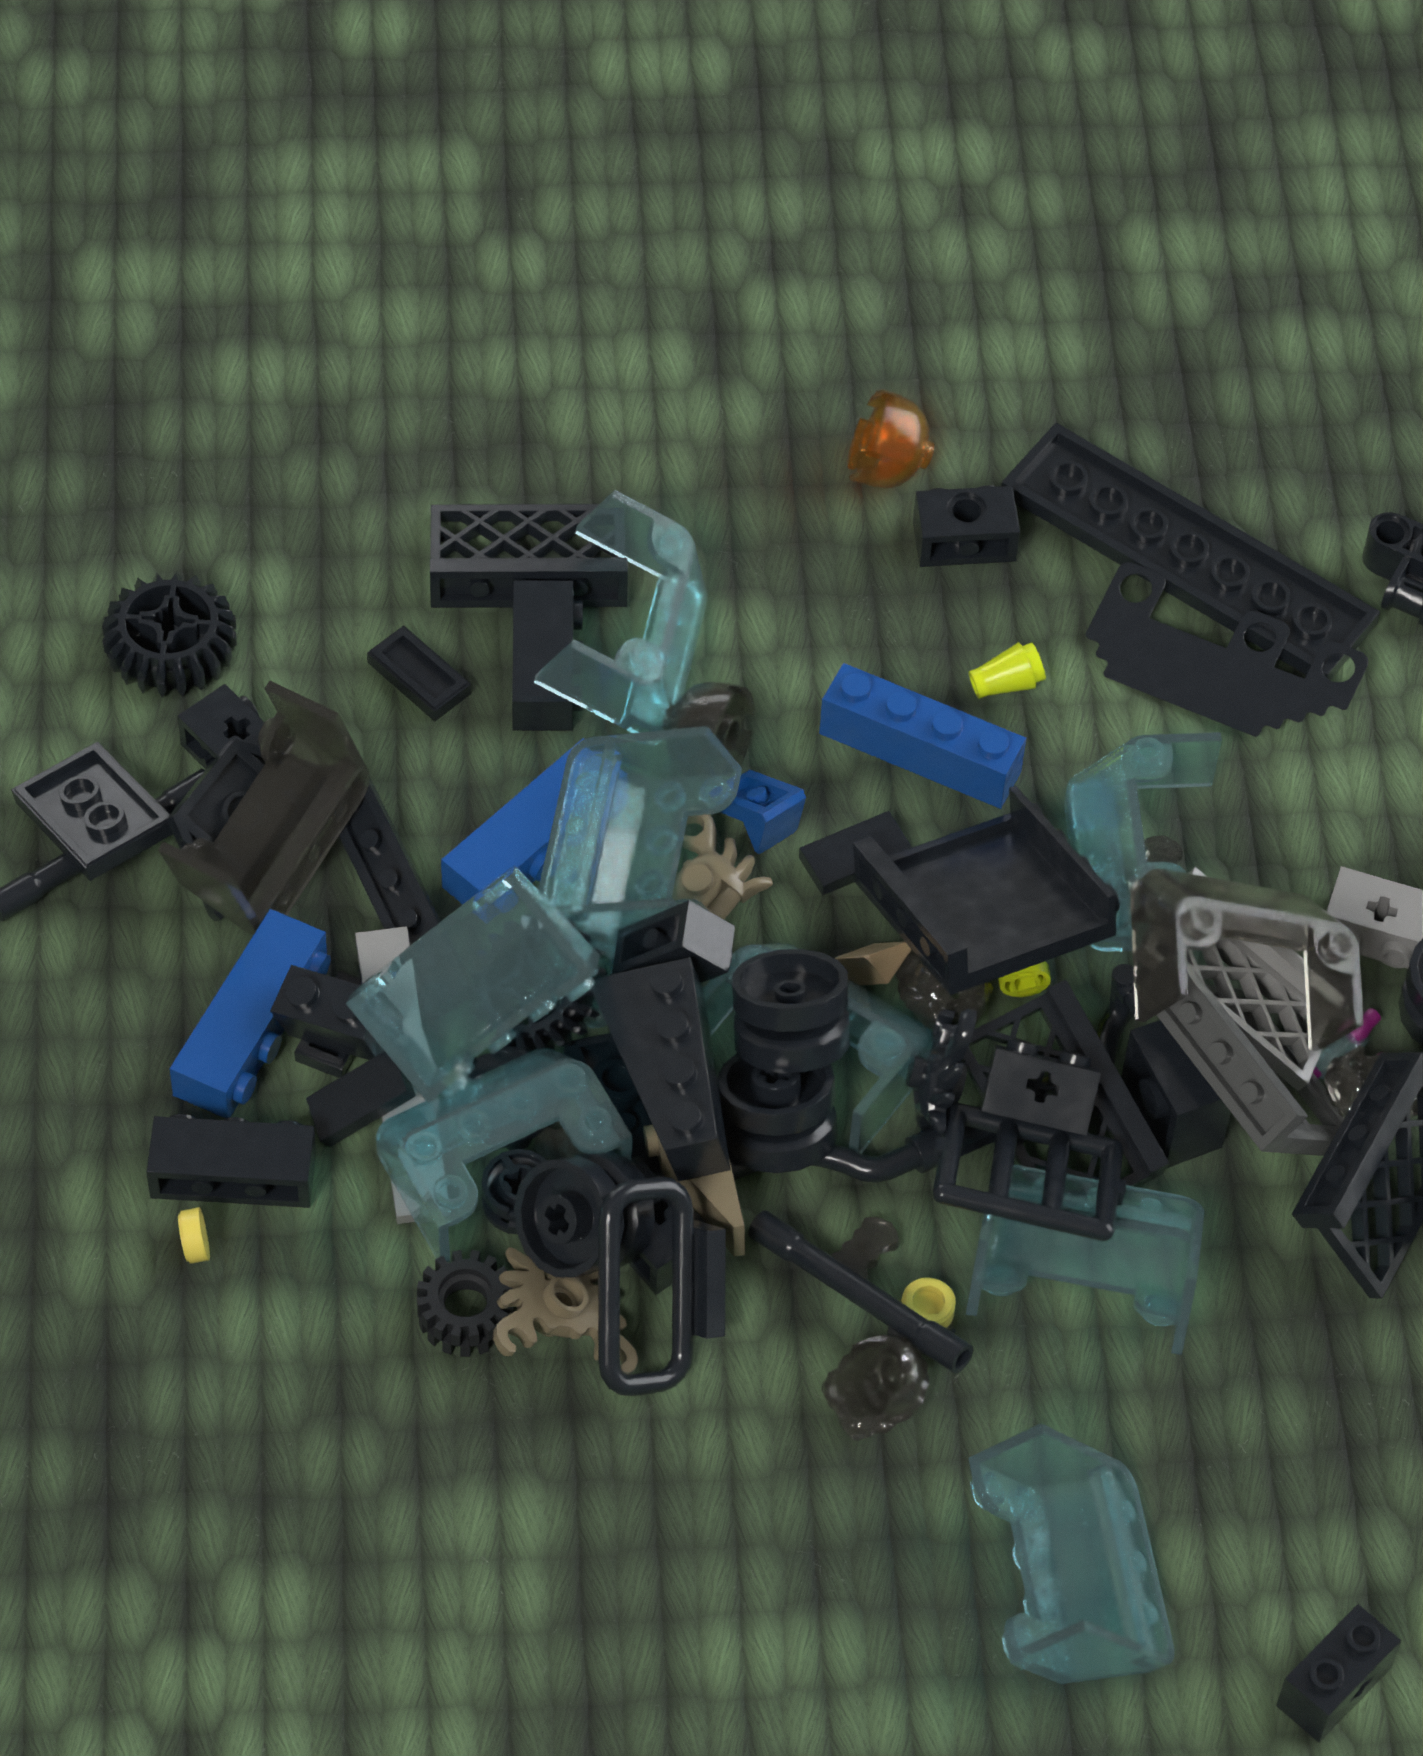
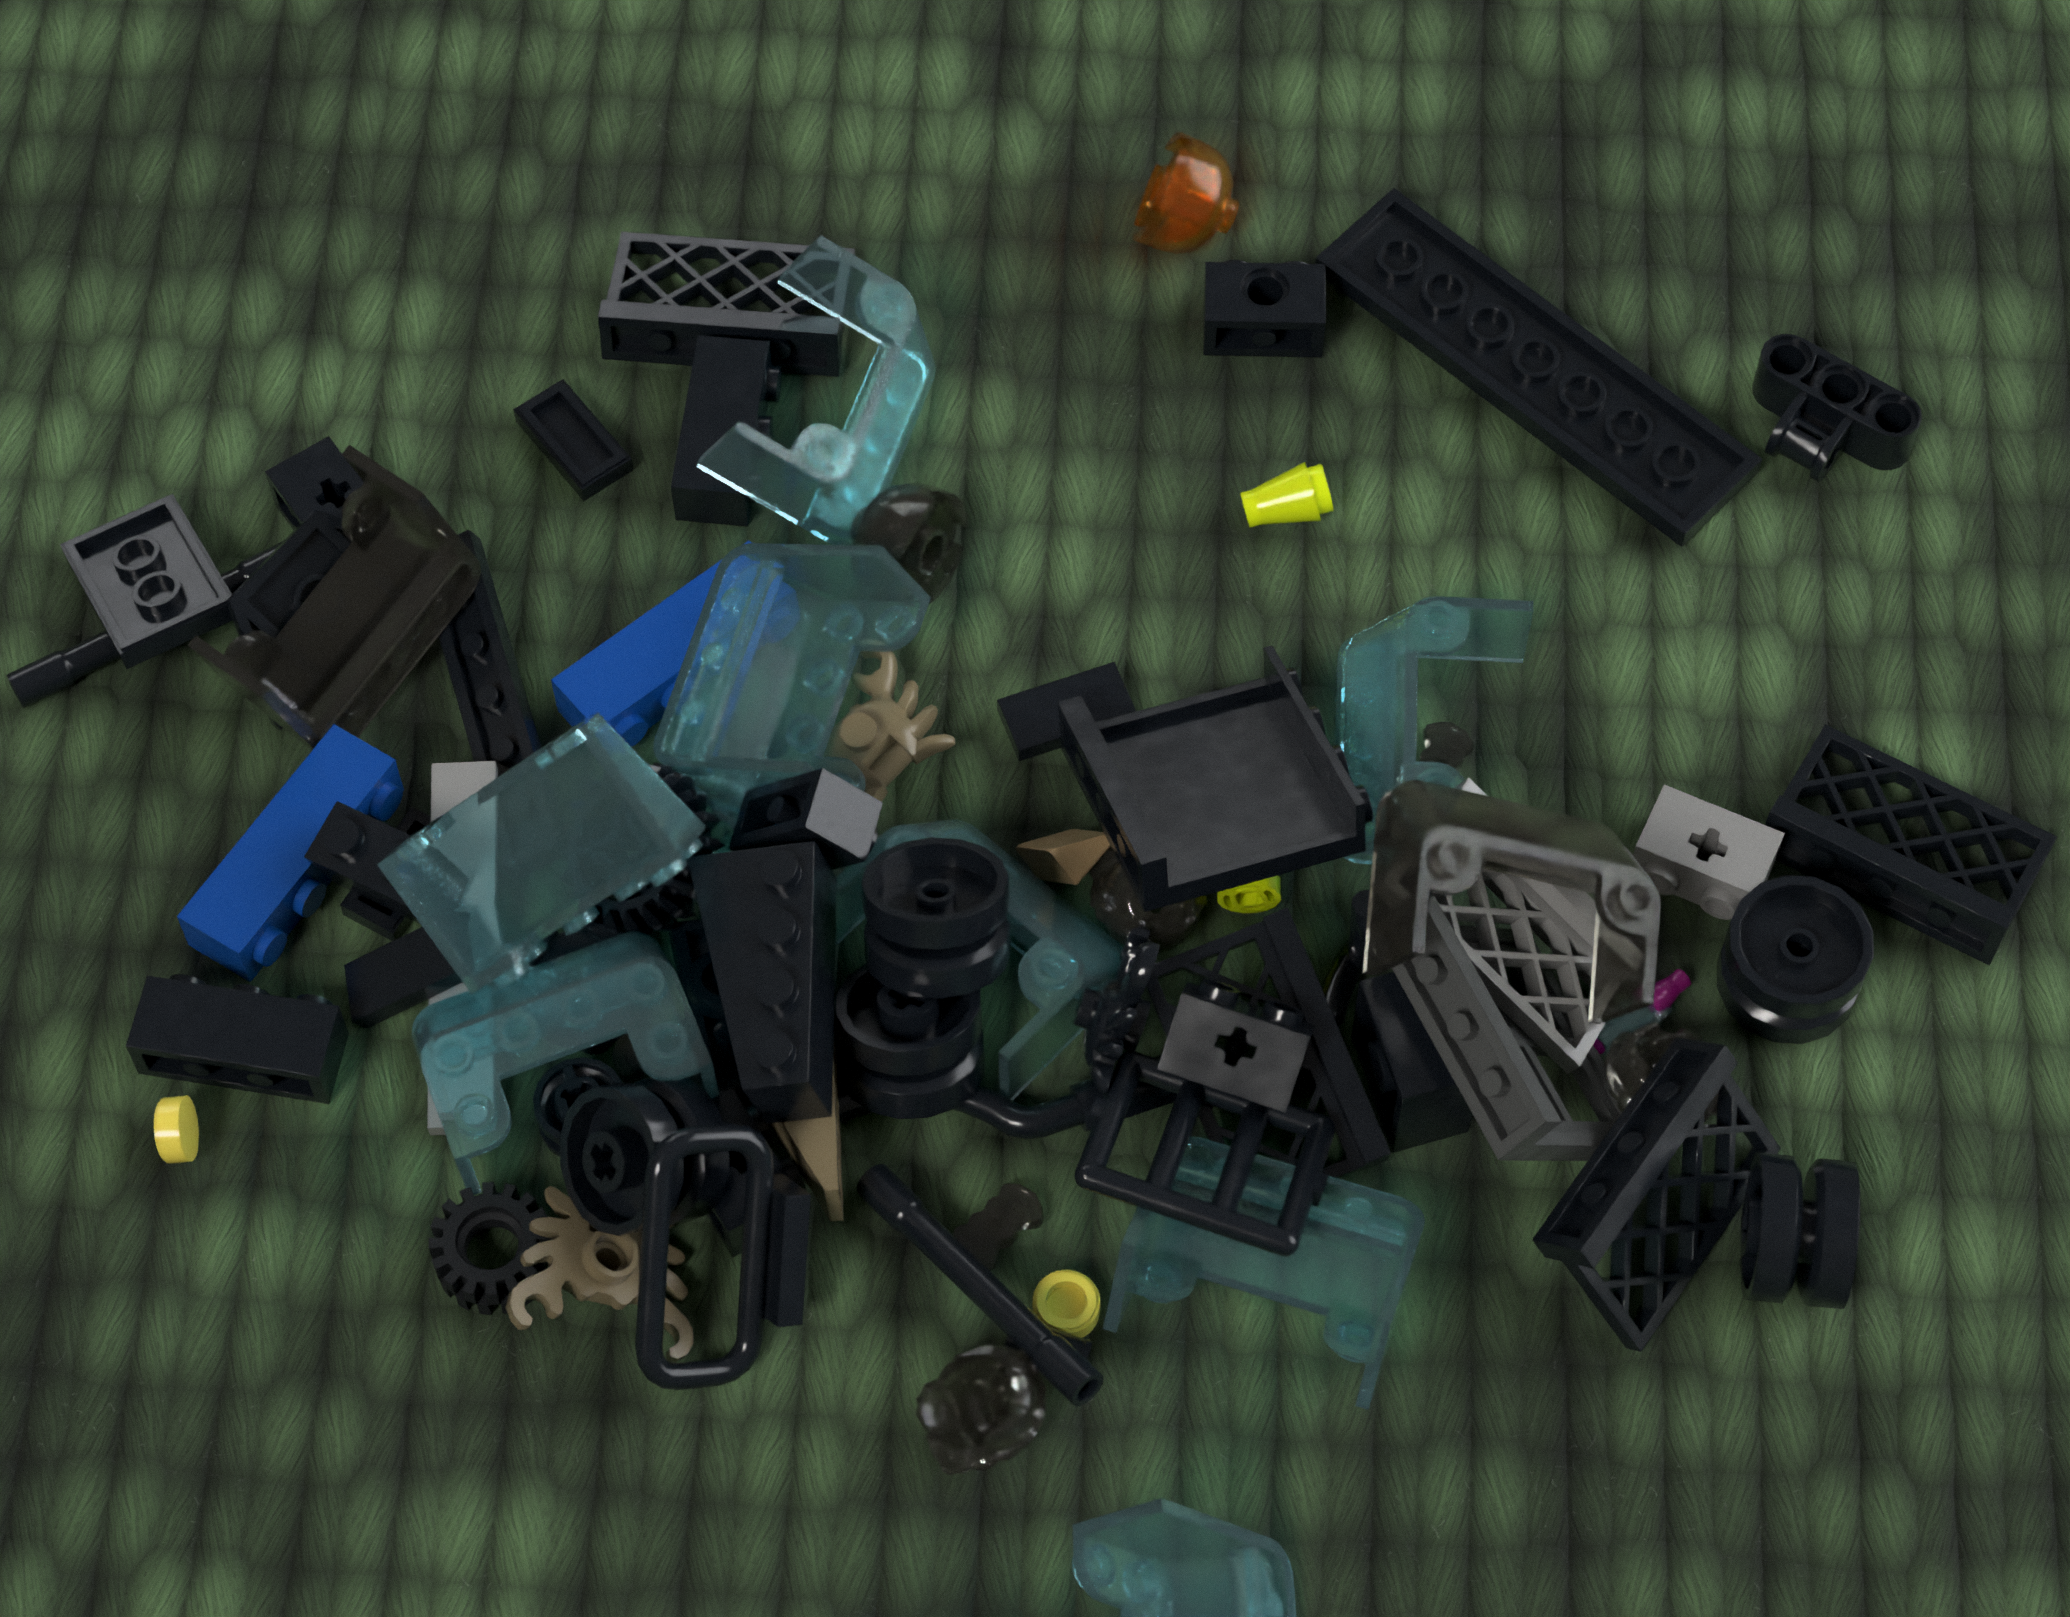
camera: 10 degrees right, 5 degrees up
(194, 649) = (292, 382): black gear -> none
(767, 809) = (961, 647): blue slope -> none
(922, 735) = (1168, 570): blue brick -> none
(1214, 681) = (1540, 529): black piece -> none

